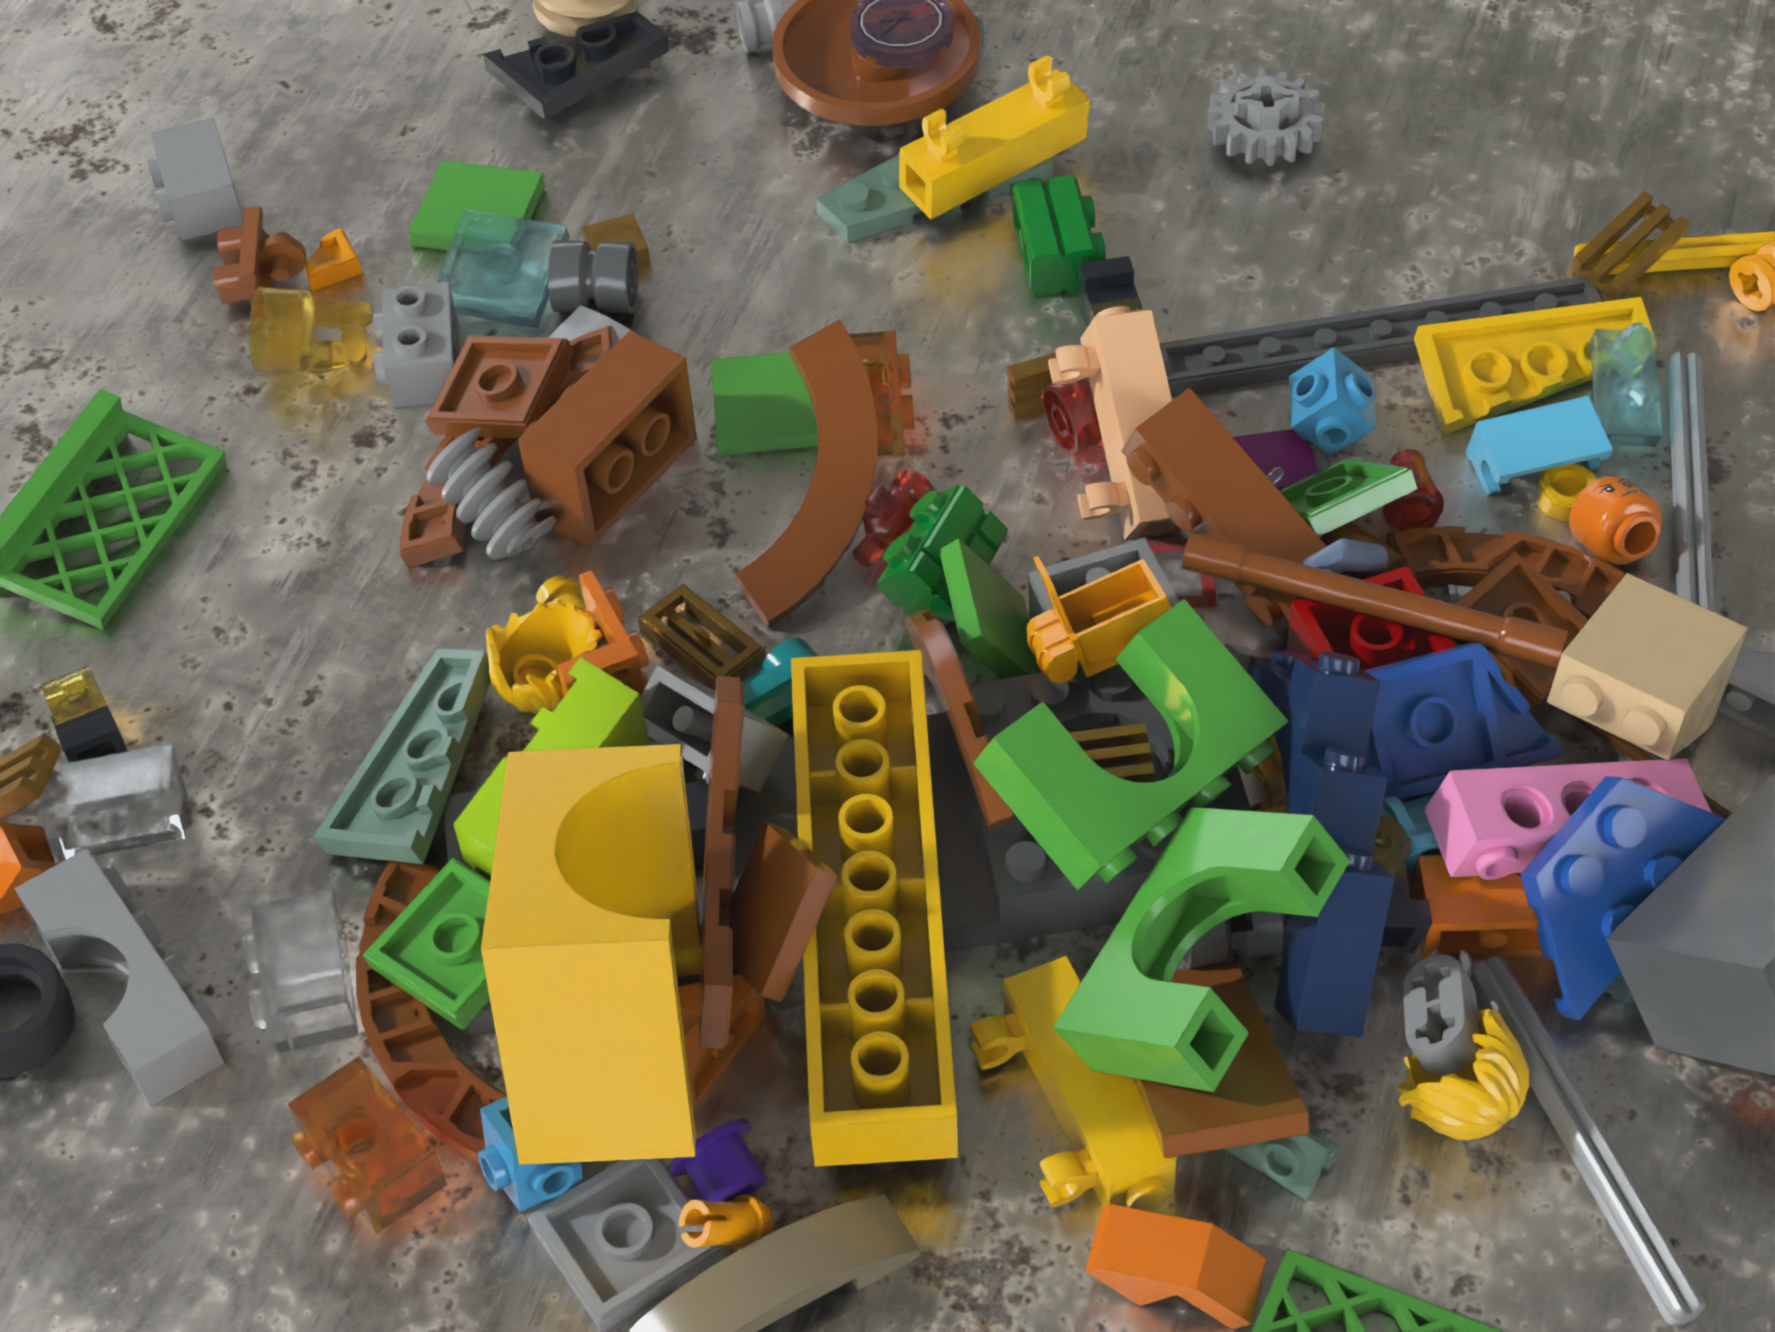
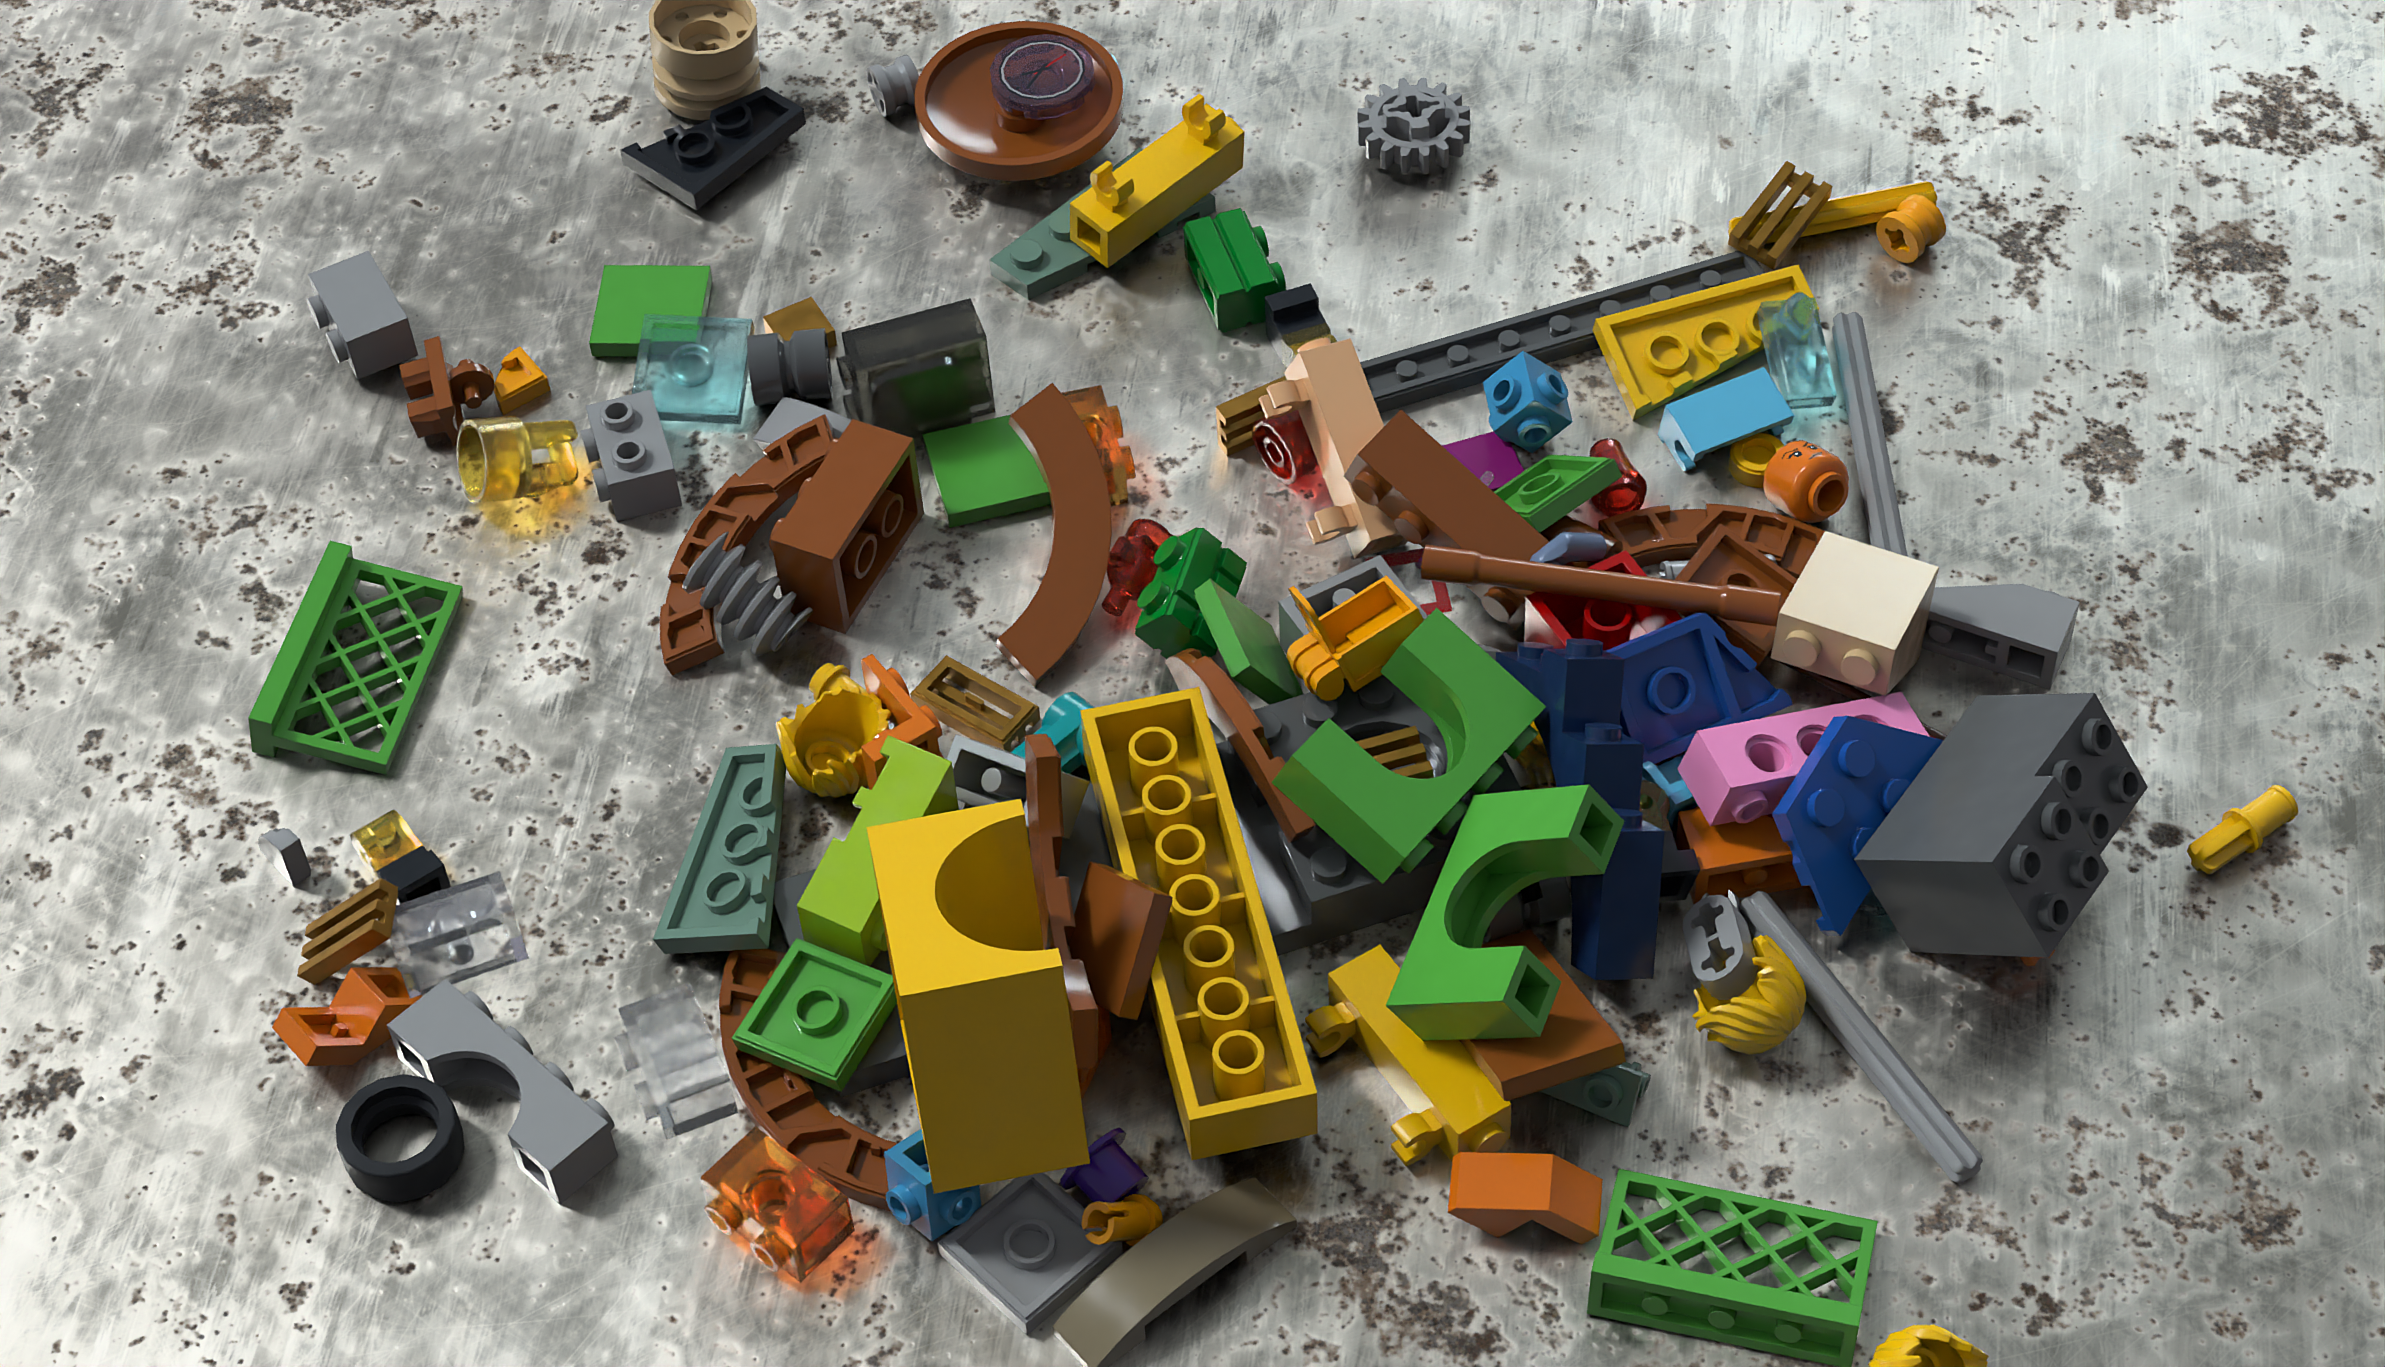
camera: 10 degrees left, 0 degrees up
(500, 385) = (727, 487): dark orange tile -> none
(714, 296) = (918, 371): none -> clear smoke brick

